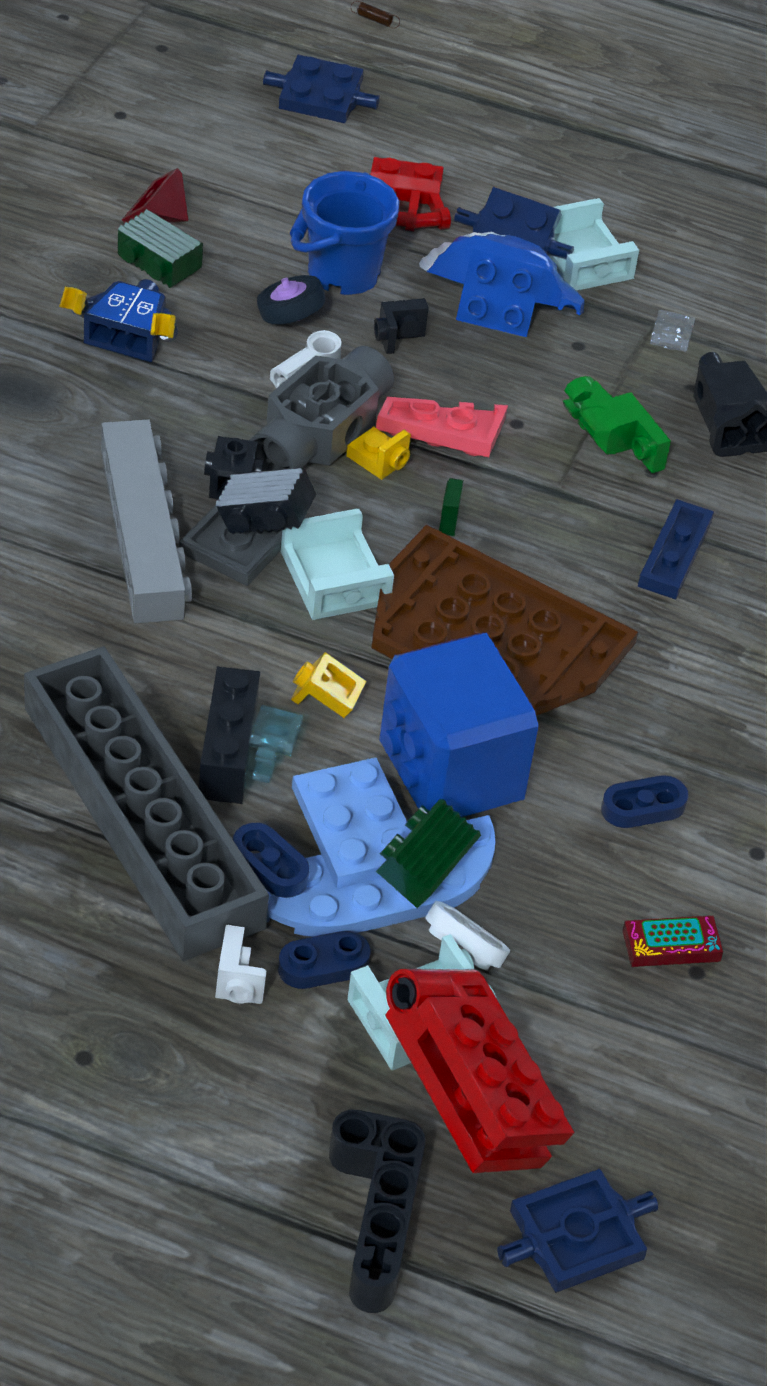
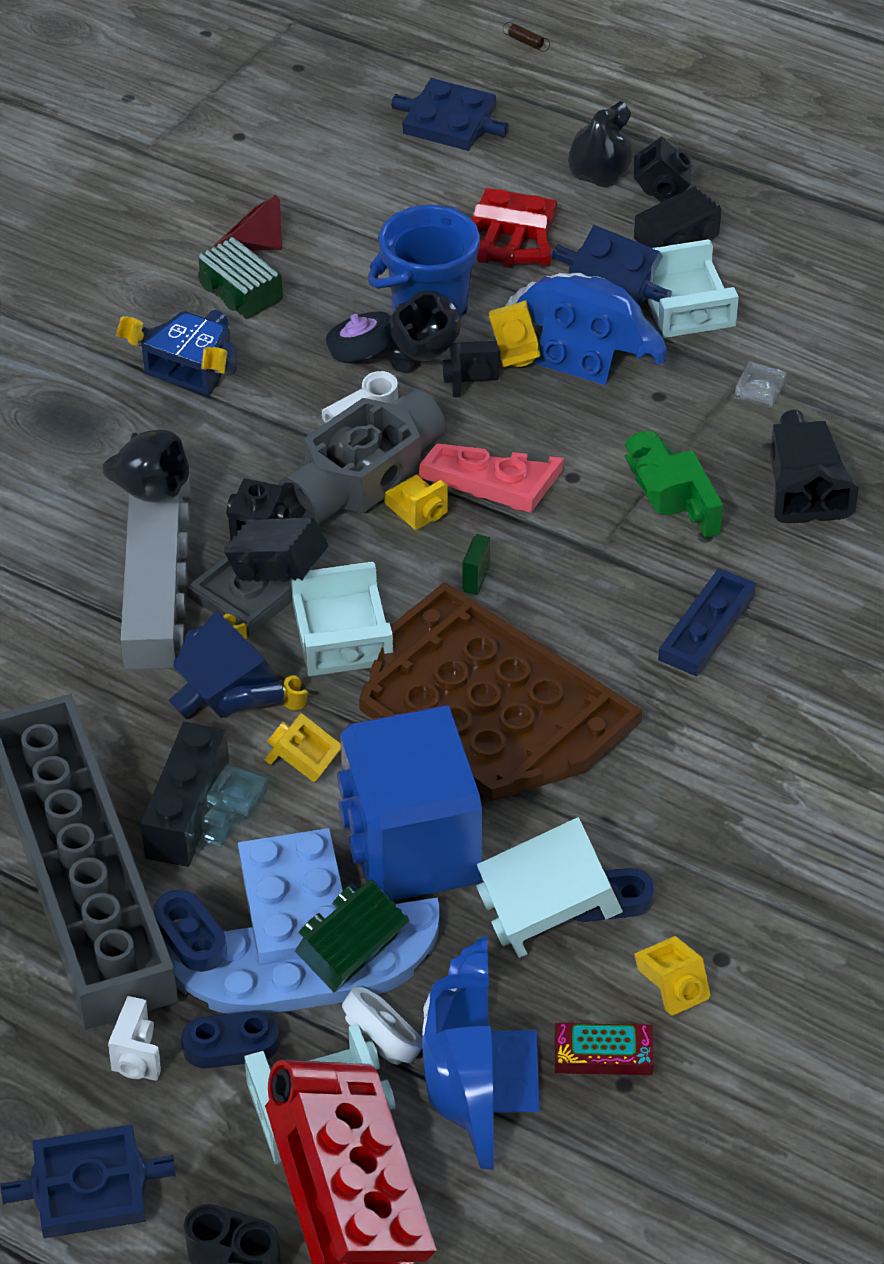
camera: 15 degrees right, 0 degrees up
(127, 427) = (150, 466): none -> black piece
(223, 1100) = (88, 1181): none -> dark blue plate
(243, 619) = (229, 672): none -> dark blue torso
(353, 290) = (422, 329): none -> black piece
(439, 289) = (515, 334): none -> yellow bracket
(477, 118) = (601, 149): none -> black piece
(539, 136) = (662, 170): none -> black brick
(560, 966) = (466, 1063): none -> blue animal
(564, 181) = (678, 220): none -> black brick
(591, 795) = (545, 884): none -> light aqua panel
(725, 865) = (676, 972): none -> yellow bracket

